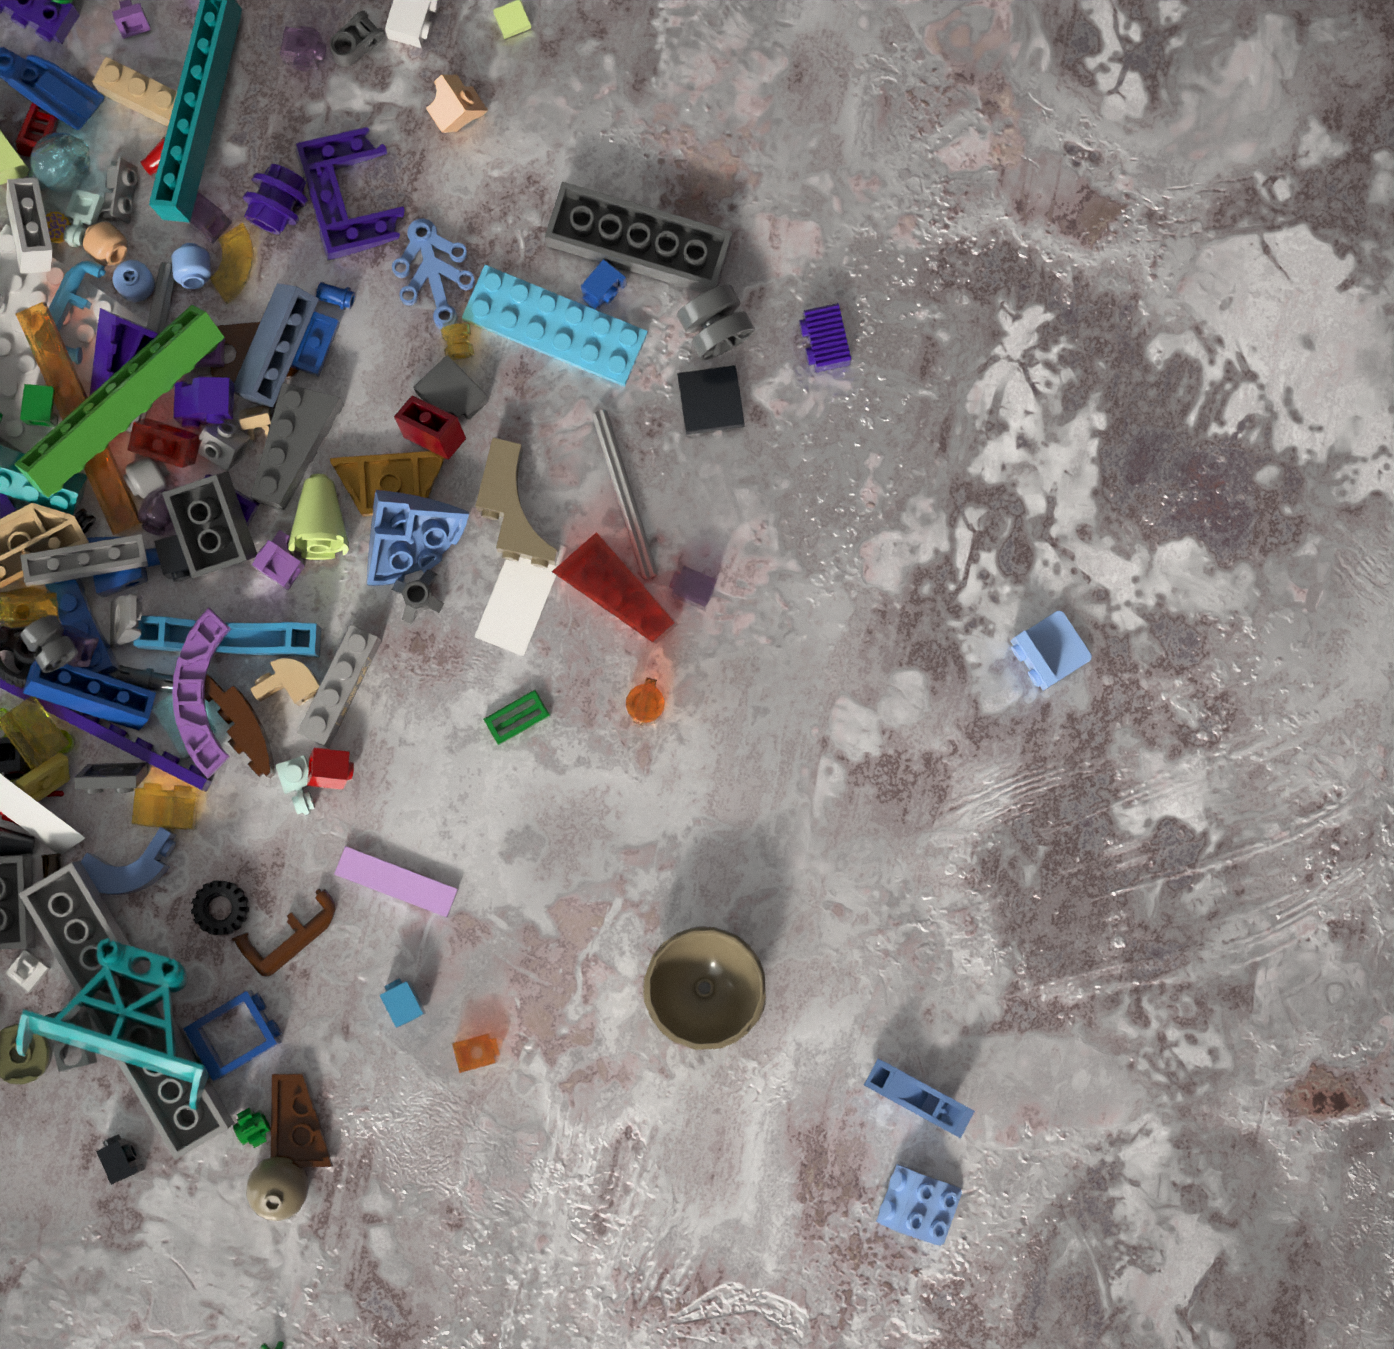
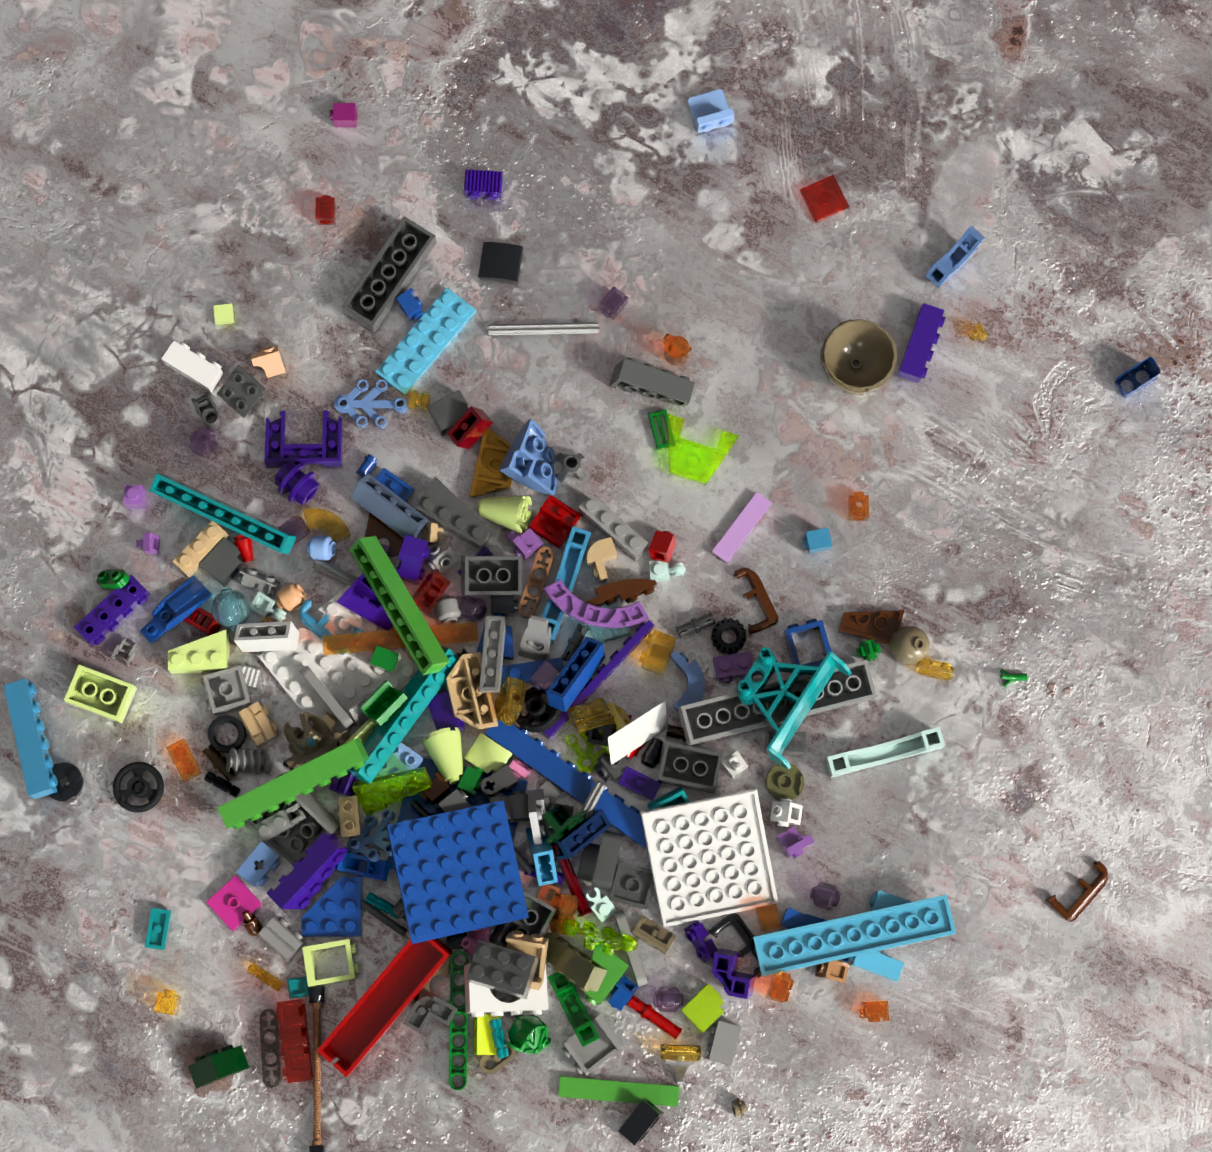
camera: 75 degrees left, 5 degrees down
(51, 646) = (543, 680): dark grey wheel -> none
(117, 776) = (629, 680): dark grey plate -> none
(118, 1159) = (866, 736): black brick -> none
(119, 1228) = (884, 753): none -> light aqua arch
(129, 130) = (222, 562): none -> dark grey piece
(136, 289) = (326, 587): light blue head -> none
(174, 928) = (732, 666): none -> medium lavender bracket
(223, 853) = (695, 625): none -> dark grey pin
(227, 593) = (533, 581): none -> medium nougat beam
(252, 1251) = (935, 669): none -> clear yellow plate
(328, 597) = (555, 521): none -> red slope
(399, 80) = (241, 391): none -> dark grey hinge
(481, 778) = (693, 459): none -> clear neon green wing
(500, 497) = (524, 400): dark tan arch -> none
(517, 603) = (584, 407): white sticker -> none
(581, 683) = (652, 382): none -> dark grey wedge
(609, 581) = (598, 348): clear red wedge -> none
(713, 319) = (461, 243): dark grey wheel -> none
(715, 116) = (325, 210): none -> clear red brick
(765, 1081) = (921, 342): none -> dark purple brick
(812, 1170) = (979, 330): none -> clear yellow tile
(874, 99) = (344, 115): none -> magenta brick
(919, 1205) = (1016, 278): light blue bracket -> none
(961, 867) = (824, 198): none -> clear red plate

